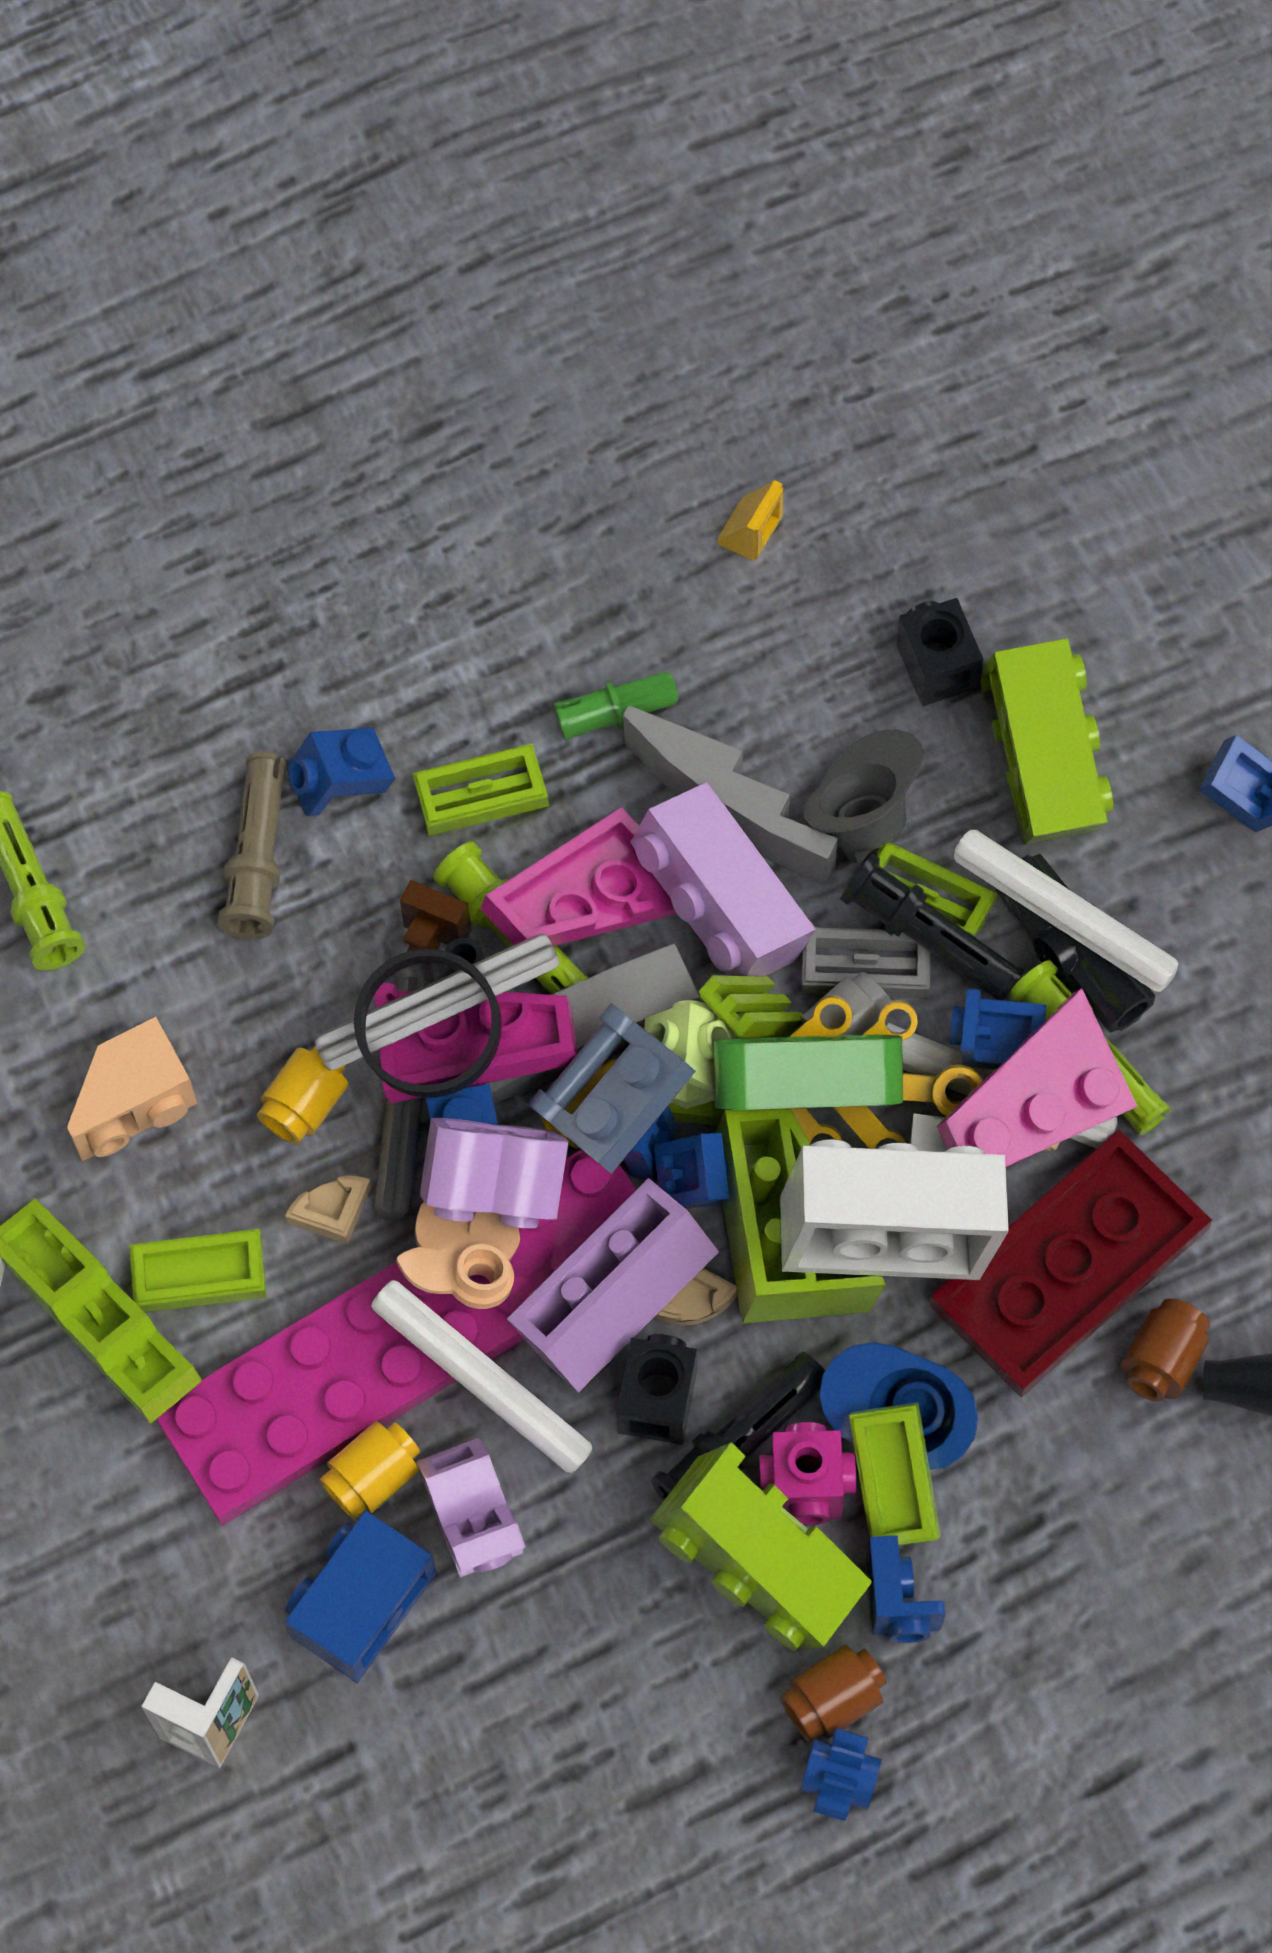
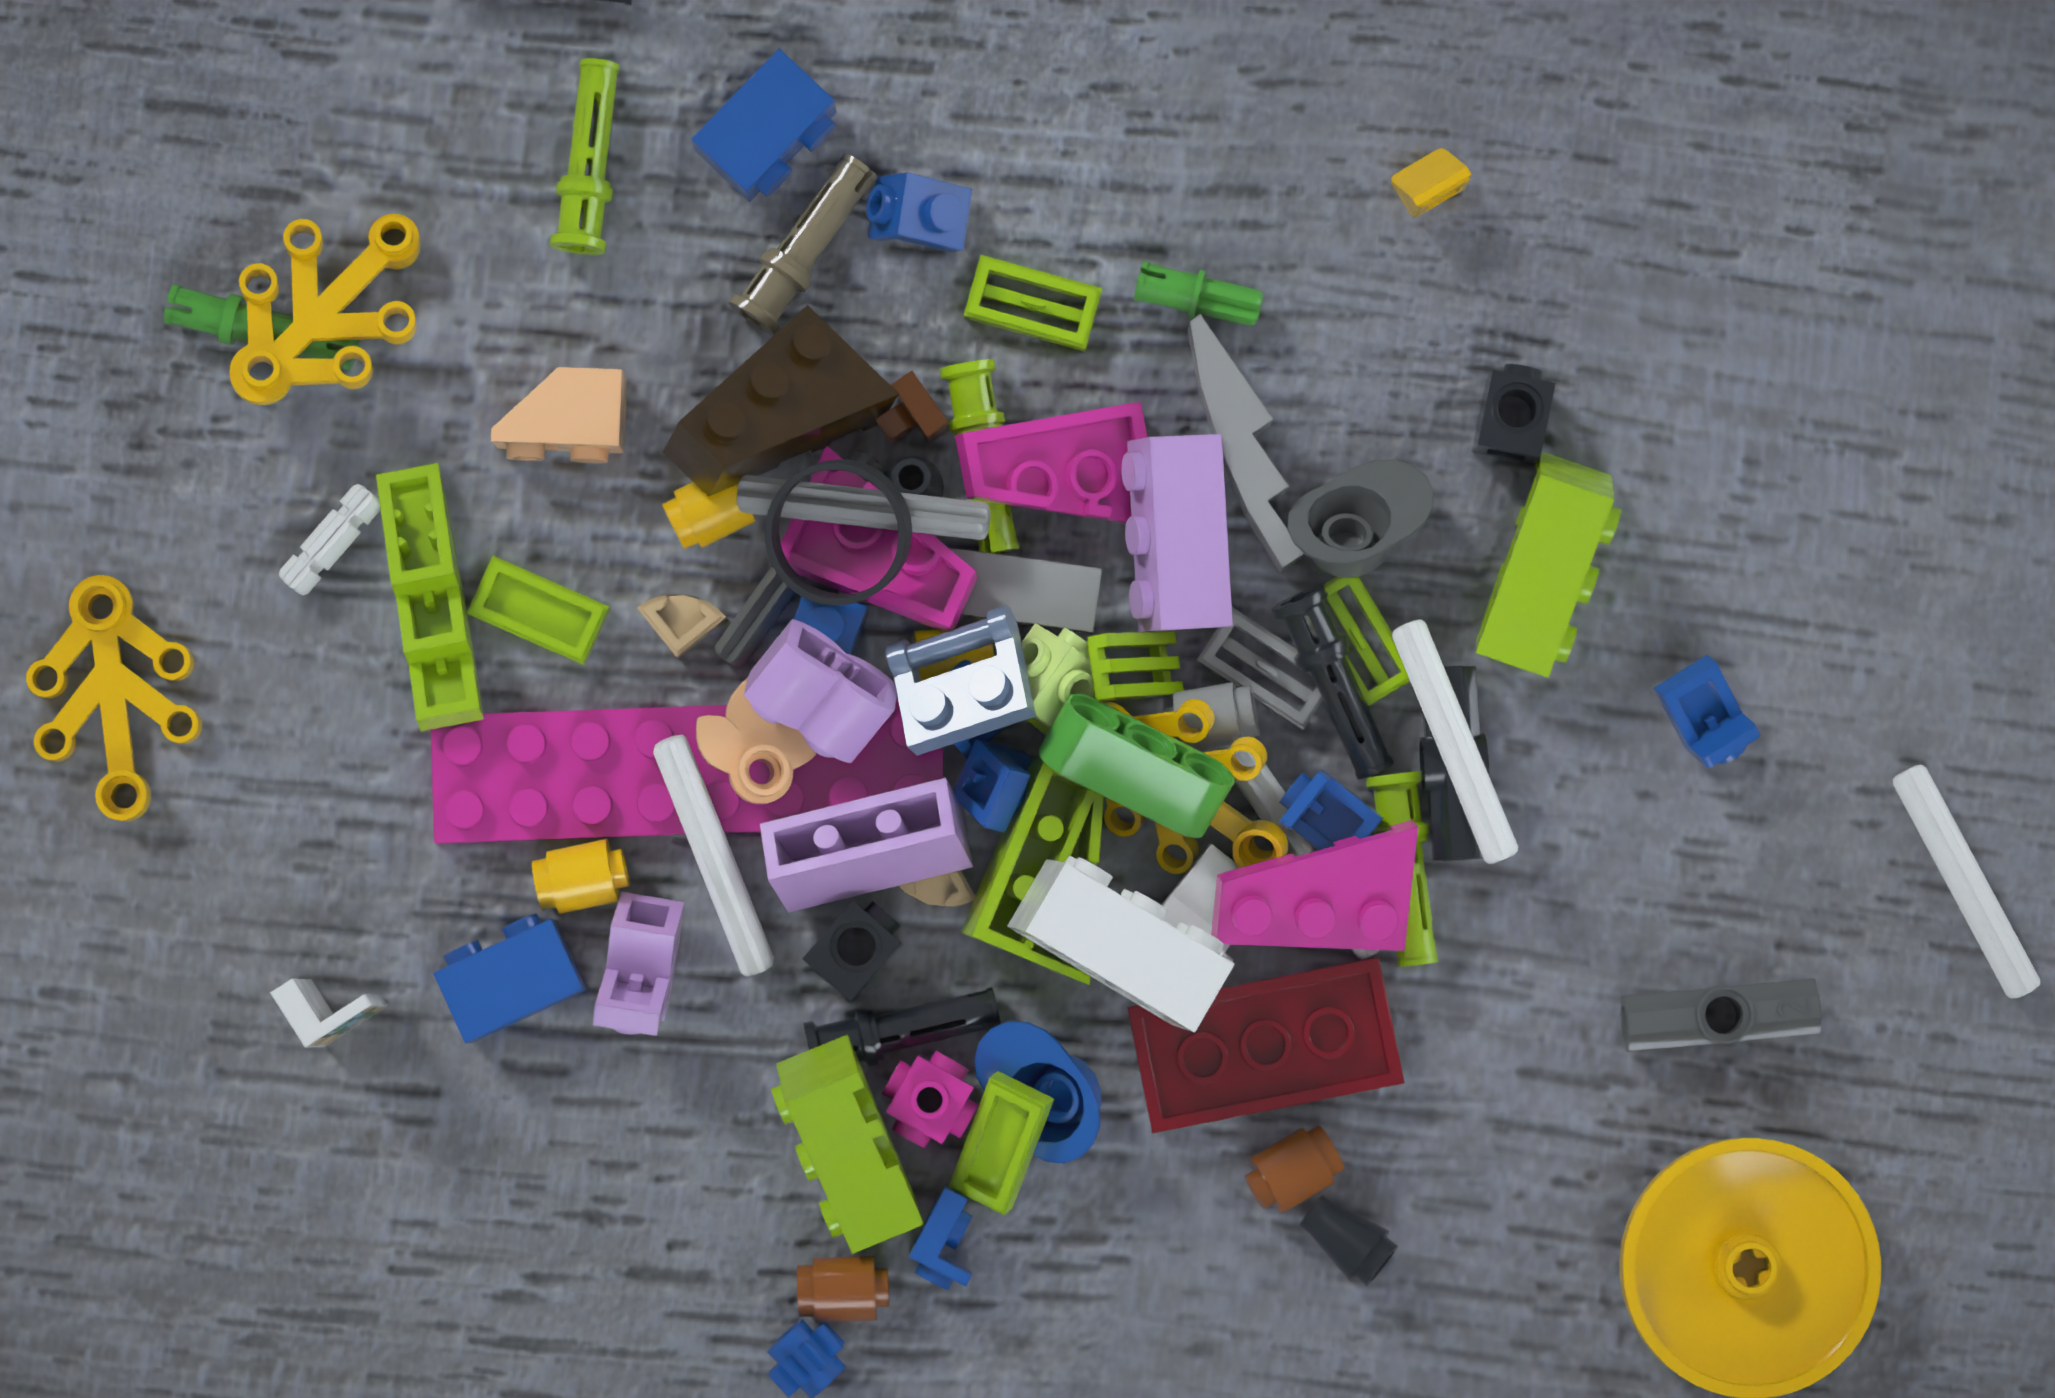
camera: 25 degrees right, 20 degrees up
(166, 771) = (766, 127): none -> blue brick
(311, 968) = (779, 404): none -> dark brown wedge

